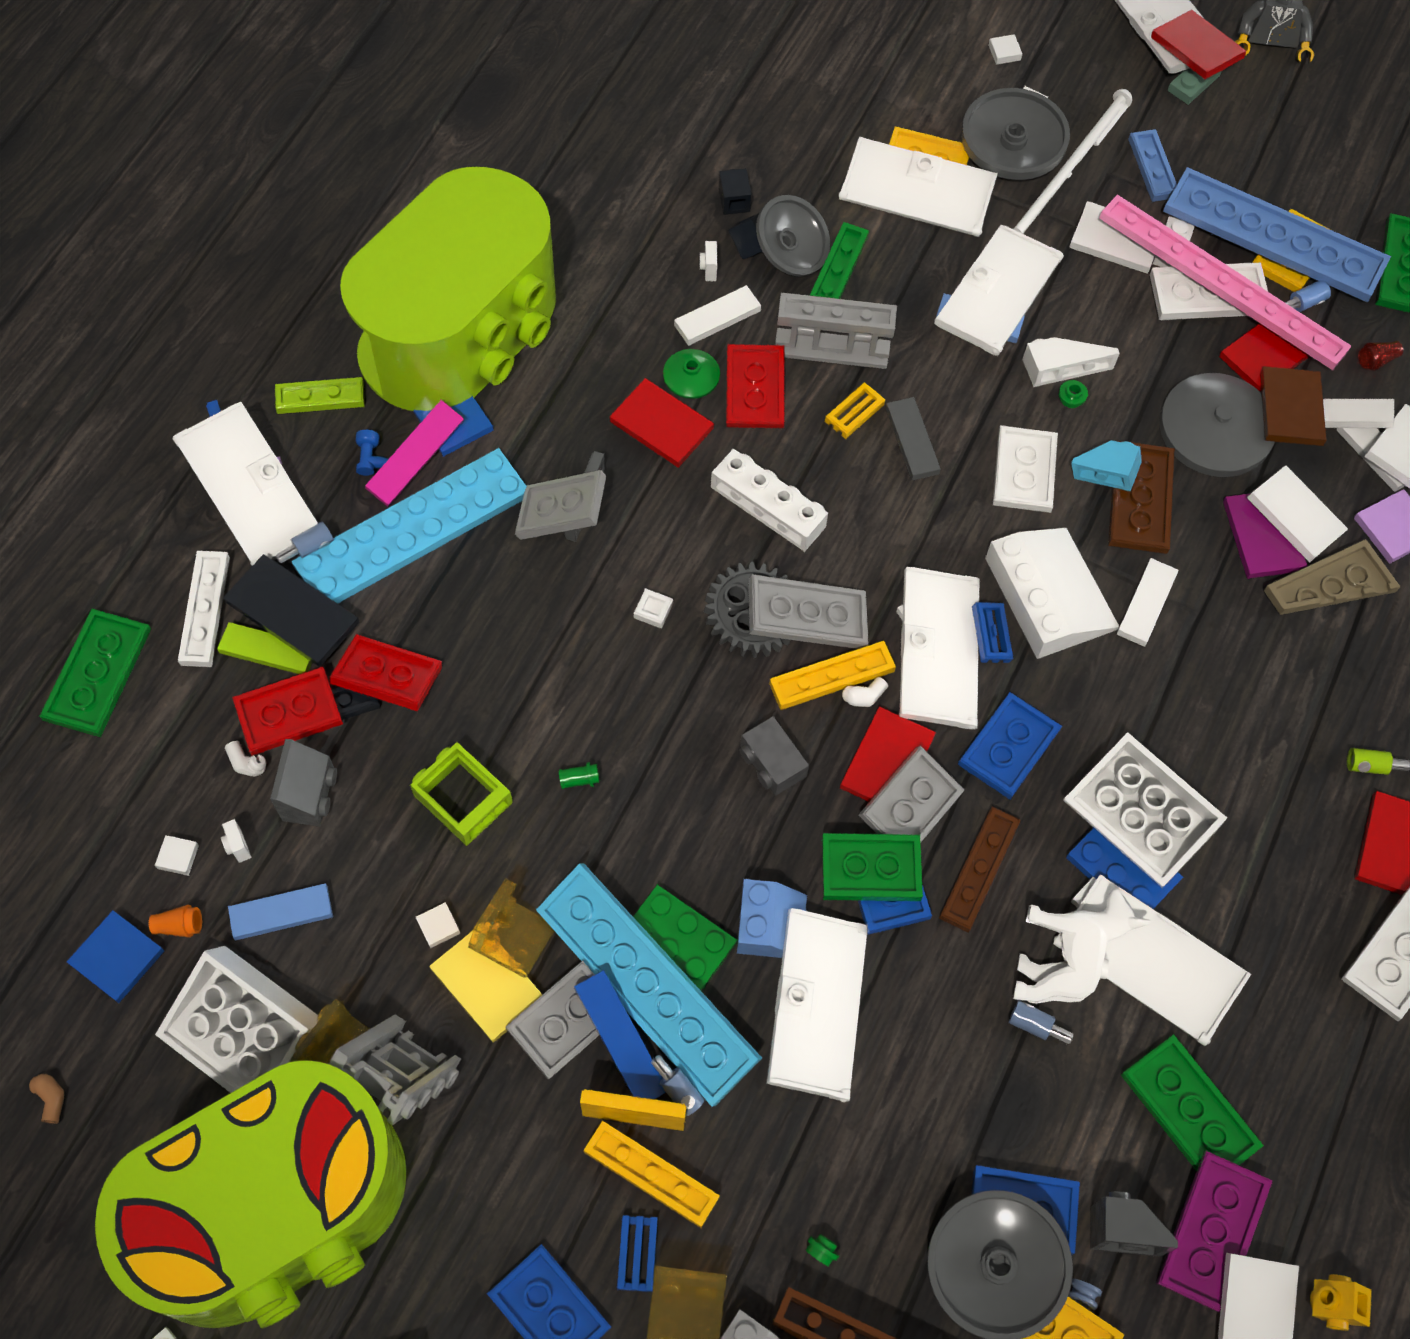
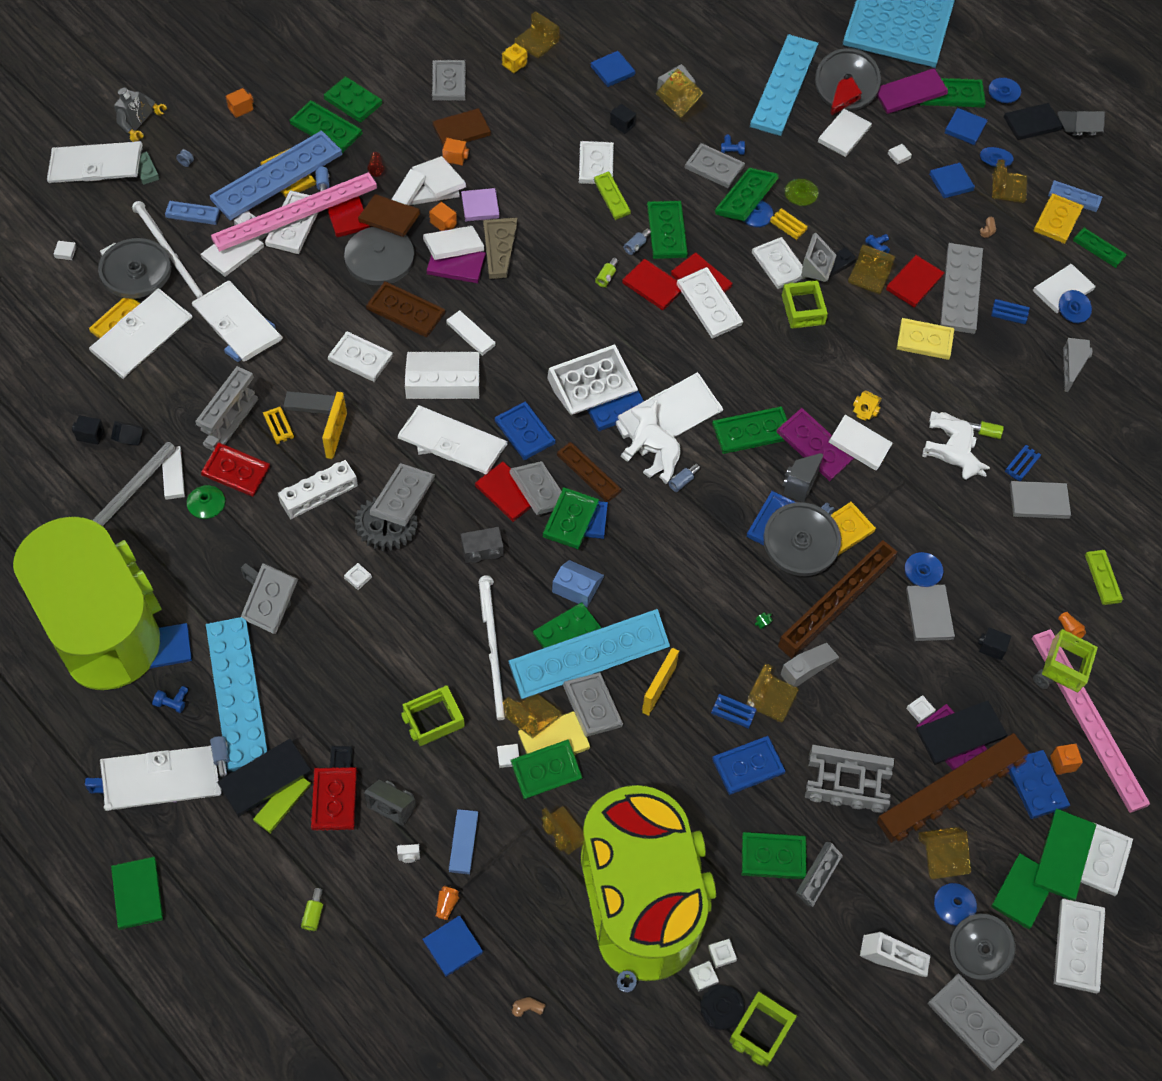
camera: 70 degrees left, 5 degrees down
(86, 528) = (137, 893): none -> green tile
(95, 673) = (249, 912): green tile -> none
(115, 750) = (312, 912): none -> lime piece
(176, 855) = (401, 893): white tile -> none
(204, 609) = (236, 831): white plate -> none
(234, 1020) = (529, 882): white slope -> none
(244, 764) = (356, 837): white arm -> none
(319, 395) = (108, 720): lime tile -> none
(386, 672) = (333, 735): red tile -> none
(395, 1068) = (602, 781): light grey fence -> none
(414, 453) = (185, 672): dark pink tile -> none
(430, 987) = (546, 769): none -> green tile
(579, 776) = (450, 645): green pin -> none
(620, 1036) = (614, 677): blue tile -> none
(651, 1174) = (694, 689): yellow plate -> none
(655, 812) = (487, 615): none -> white bar
(661, 422) = (233, 529): red tile -> none
(675, 277) = (131, 487): none -> light grey axle
(678, 1086) = (653, 657): sand blue piece -> none
(708, 260) = (132, 461): white plate -> none
(801, 229) = (143, 408): dark grey dish -> none
(817, 1005) = (633, 574): white door -> none
(832, 675) = (445, 498): yellow plate -> none
(840, 261) = (175, 396): green plate -> none
(865, 696) = (465, 487): white arm -> none
(879, 476) = (334, 425): none -> yellow tile
(987, 632) = (455, 411): blue tile -> none
(1065, 359) = (301, 308): white slope -> none
(1073, 400) = (325, 314): green plate -> none
(1109, 465) = (383, 313): medium azure slope -> none
(1198, 44) = (128, 153): red tile -> none
(1238, 116) = (185, 158): none -> sand blue bush
(1337, 481) = (443, 217): none -> orange brick
(1378, 140) = (239, 102): none -> orange brick

